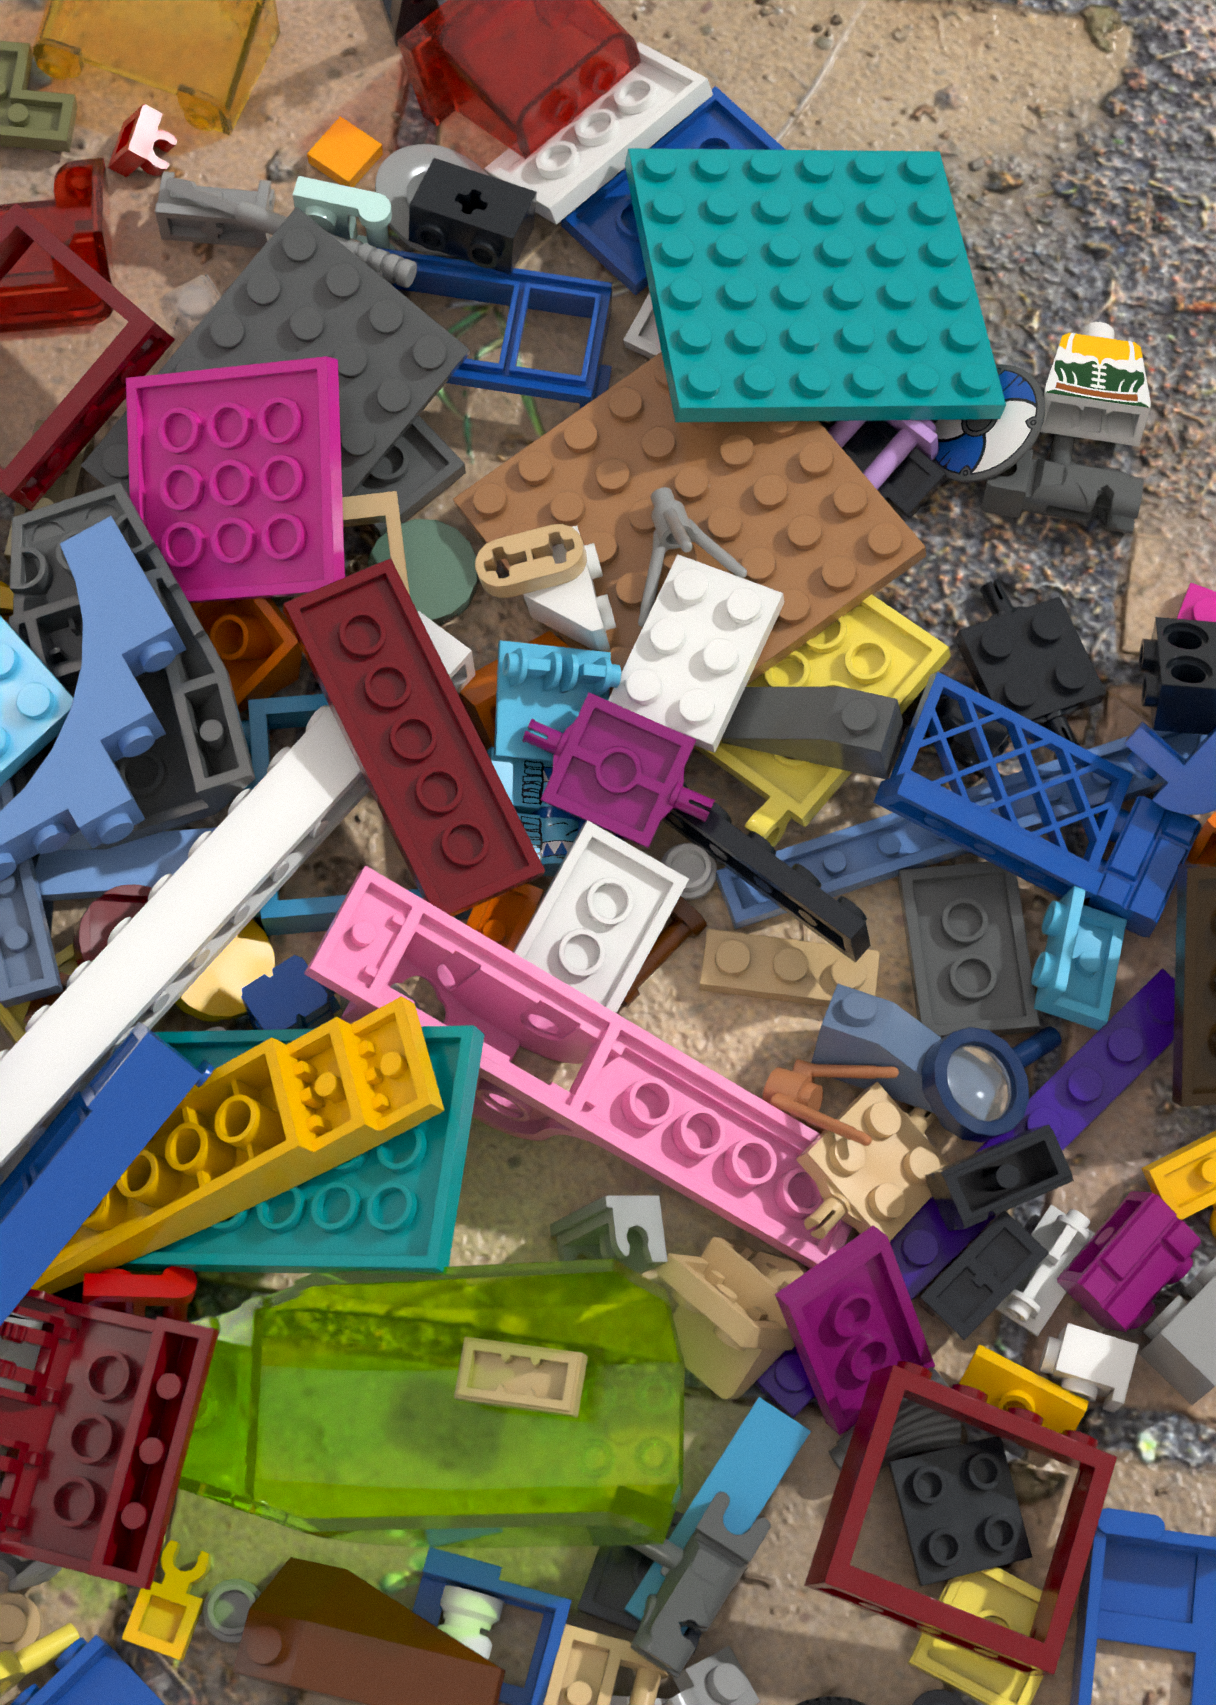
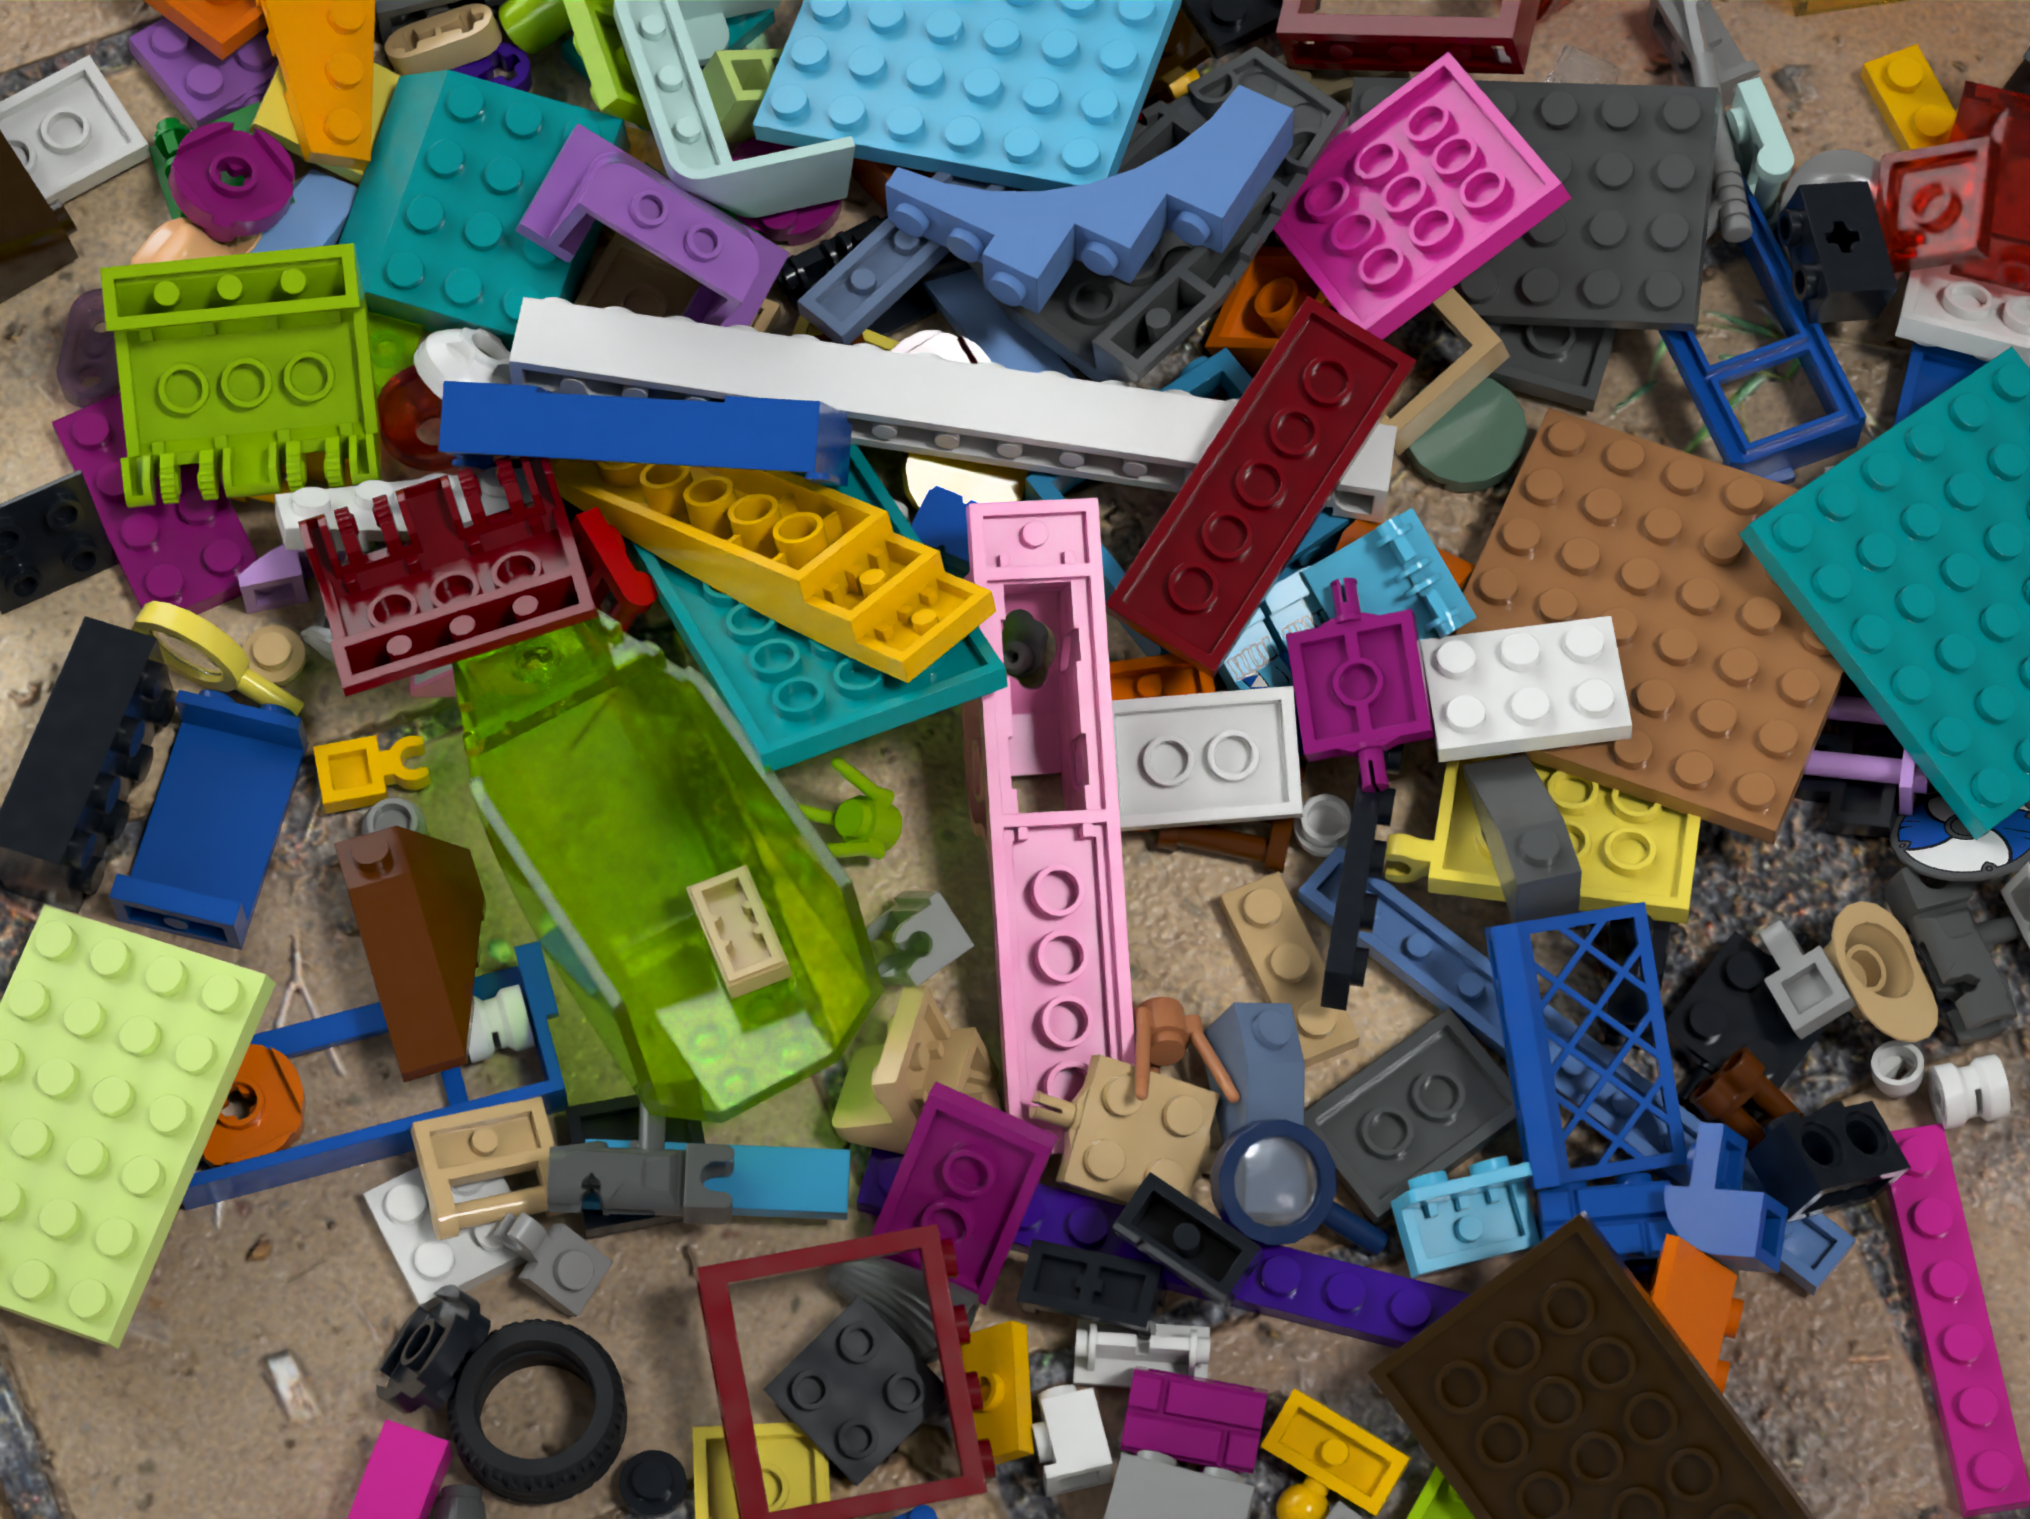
camera: 60 degrees right, 5 degrees down
(345, 153) = (1845, 121): light orange tile -> none
(364, 100) = (1909, 98): none -> yellow plate
(480, 120) = (1938, 203): none -> clear red plate
(480, 1219) = (865, 822): none -> lime plant
(531, 561) = (1499, 491): tan beam -> none
(574, 605) = (1514, 534): white slope -> none
(672, 532) = (1634, 601): light grey plant -> none
(1046, 605) = (1806, 984): none -> light grey plate
(1057, 555) = (1882, 972): none -> tan piece
(1087, 710) = (1734, 1084): none -> reddish brown piece
(1144, 582) = (1890, 1061): none -> white hinge
(1178, 549) = (1969, 1091): none -> white wheel

